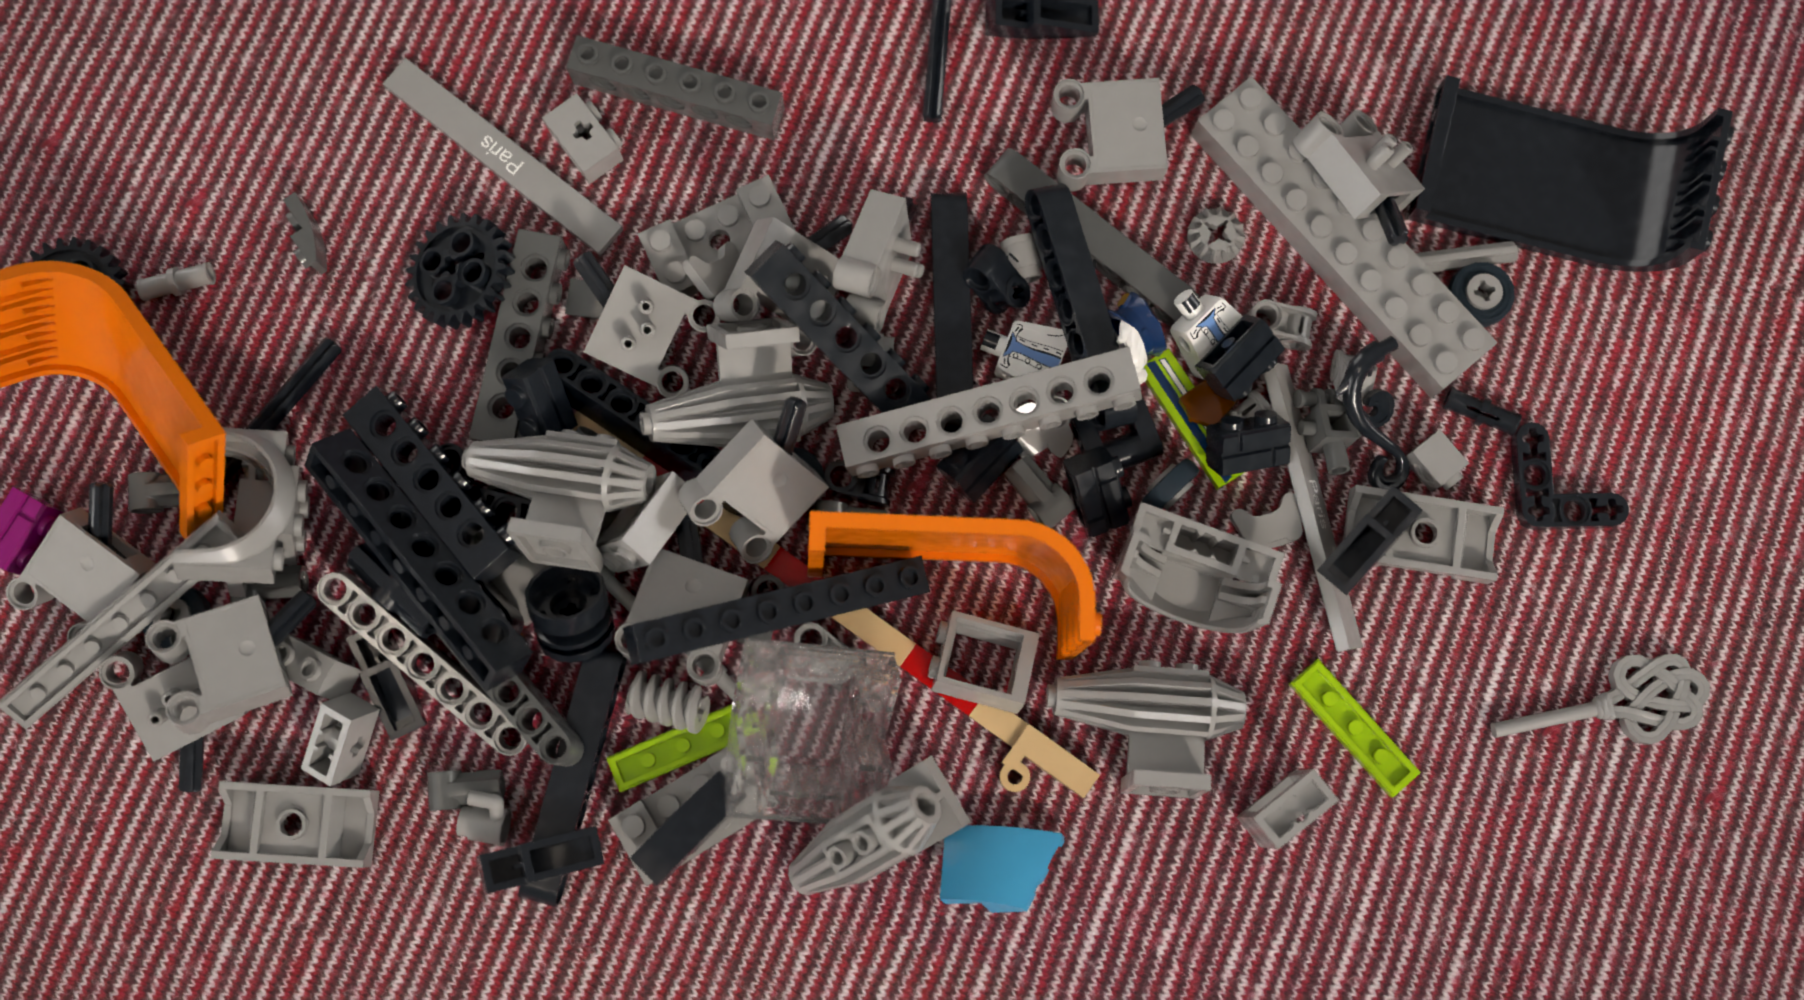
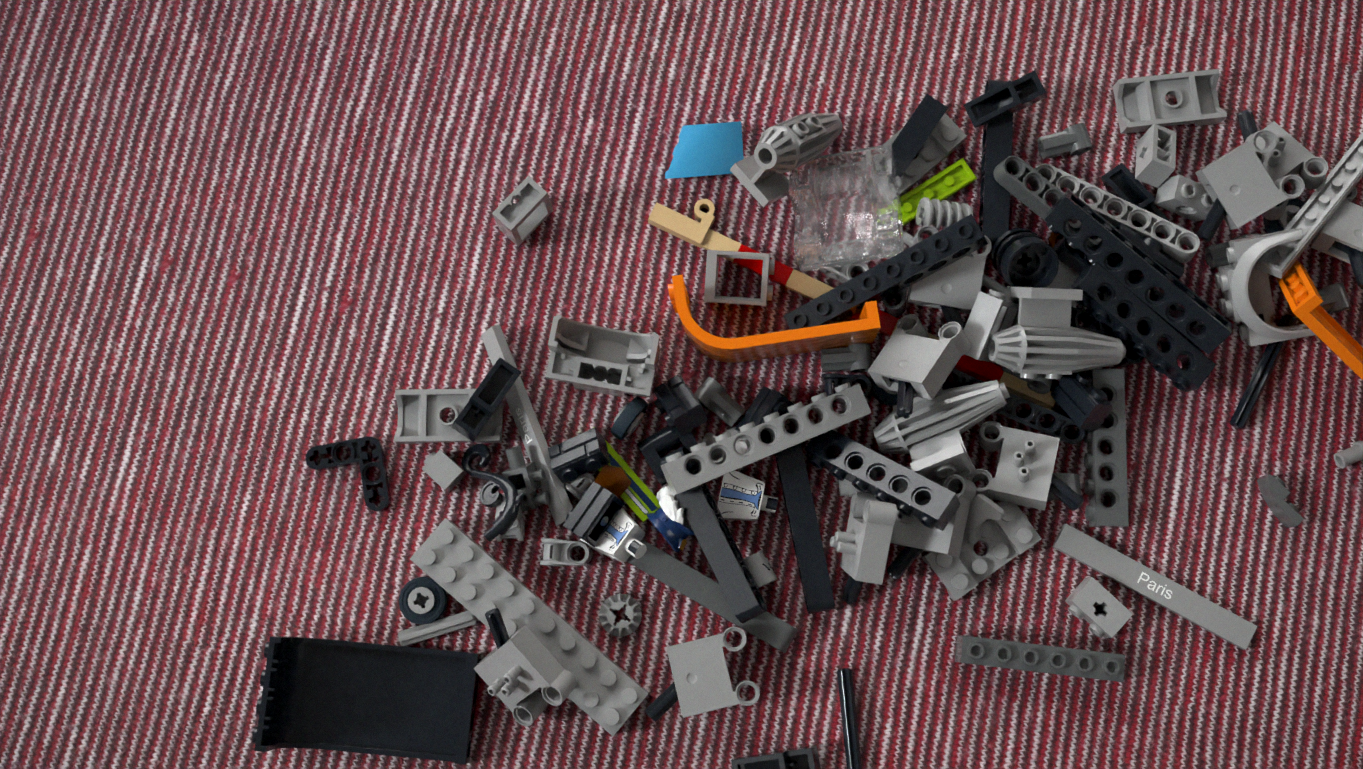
camera: 170 degrees right, 0 degrees up
(460, 271) = (1168, 484): black gear -> none
(486, 820) = (1046, 123): light grey piece -> none
(992, 280) = (775, 546): black piece -> none
(1164, 716) = (612, 261): light grey piece -> none
(1271, 528) = (554, 403): light grey piece -> none
(1354, 728) = (481, 281): lime tile -> none
(1505, 420) = (414, 513): black pin -> none
(1675, 682) = (281, 347): light grey piece -> none

